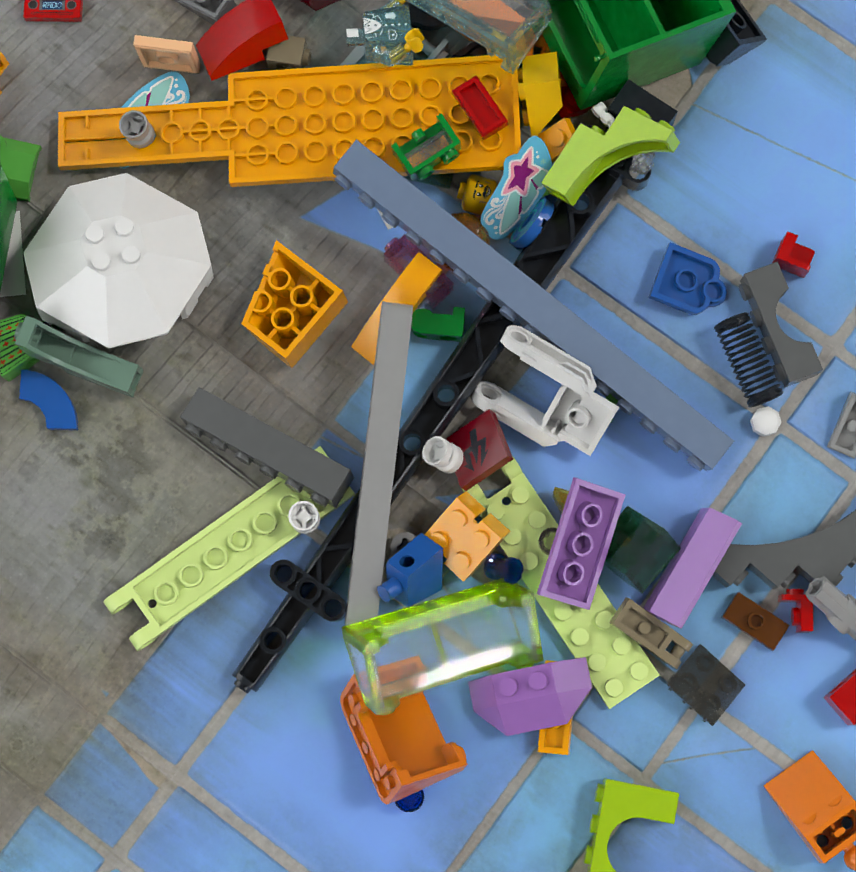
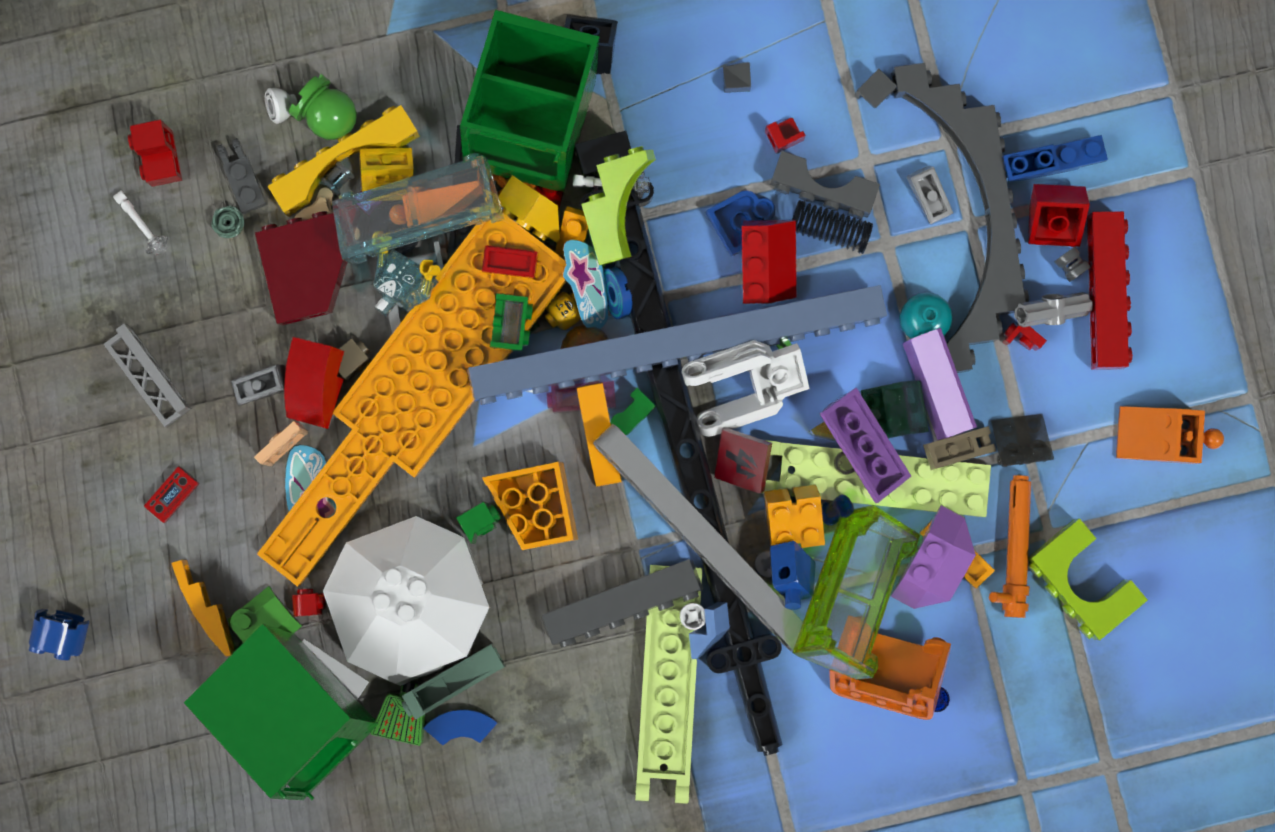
camera: 60 degrees left, 5 degrees up
(49, 187) = (308, 603): none -> red plate
(131, 124) = (316, 511): light grey wheel -> none
(236, 268) = (479, 521): none -> green window
(309, 545) = (707, 636): none -> medium blue slope
(442, 454) = (727, 487): white wheel -> none
(568, 788) = (1016, 587): none -> orange cylinder
(671, 328) = (769, 261): none -> red slope
(746, 504) = (924, 314): none -> teal cylinder
(755, 621) = (1006, 371): reddish brown plate -> none
(765, 421) = (880, 250): white tile -> none
(807, 176) = (737, 78): none -> dark grey slope

